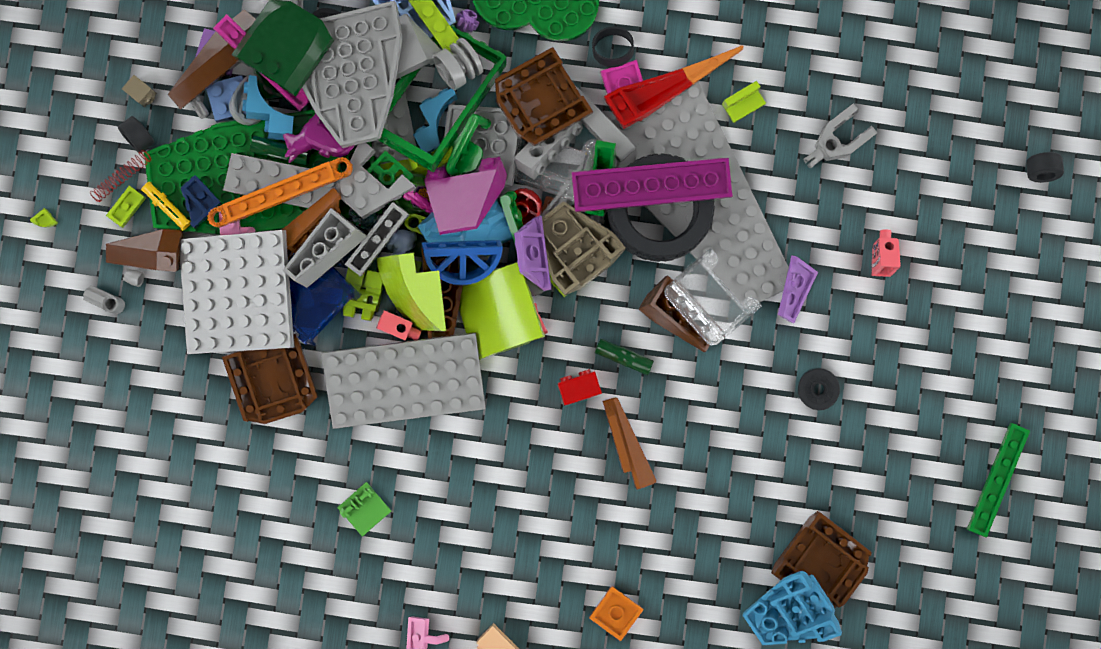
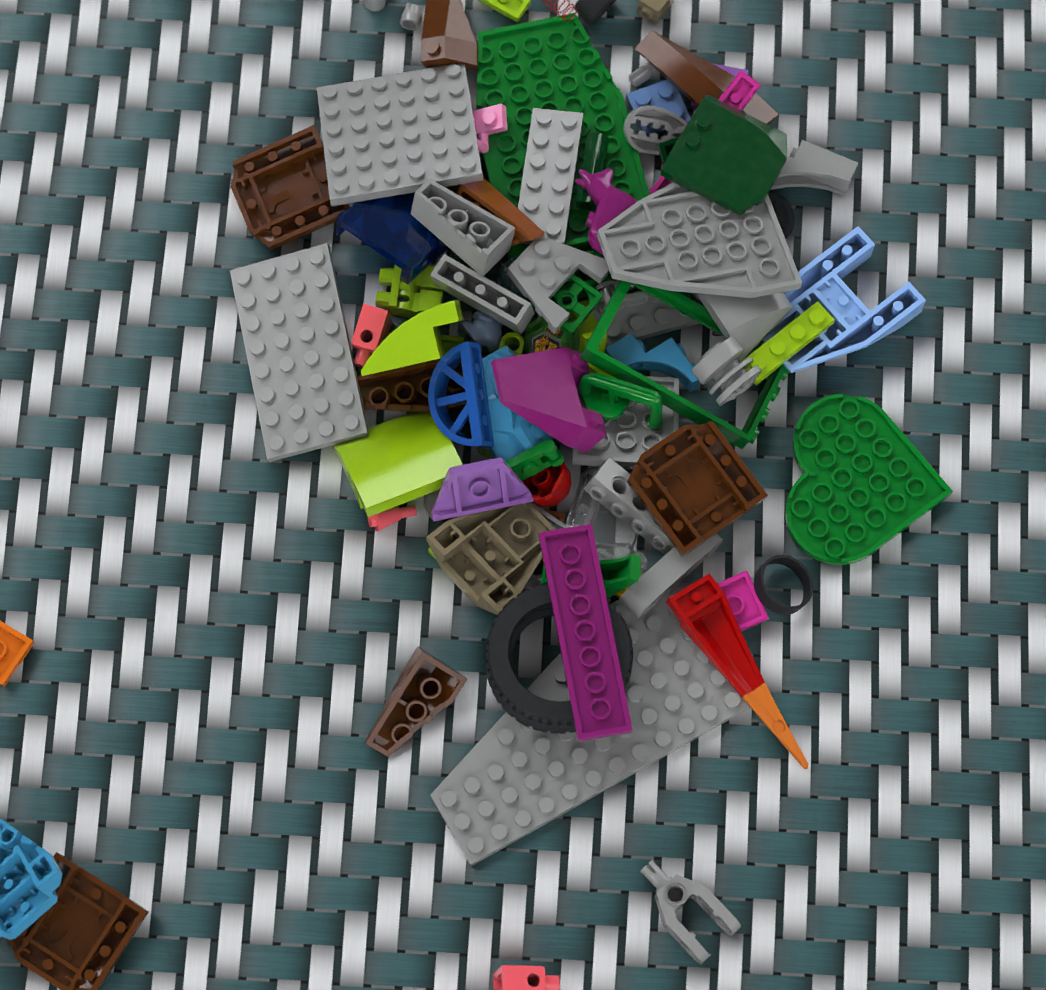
camera: 85 degrees right, 15 degrees down
(150, 190) = (513, 35): yellow pin -> none
(198, 200) = (516, 81): dark blue wing -> none
(256, 108) = (644, 134): dark azure arch -> none
(280, 192) = (533, 171): orange plate -> none
(364, 509) = (124, 318): bright green hinge -> none
(418, 201) = (540, 338): dark pink axle -> none
(466, 21) = (796, 391): medium lavender gear -> none
(579, 388) = (300, 570): red brick -> none
(624, 357) = (350, 634): dark green axle -> none
(627, 445) = (227, 648): dark orange wedge -> none
(708, 301) = (432, 732): clear windscreen -> none
(744, 102) = (726, 772): lime panel -> none
(796, 288) = (463, 861): medium lavender wing -> none
(830, 385) = (315, 891): black wheel -> none

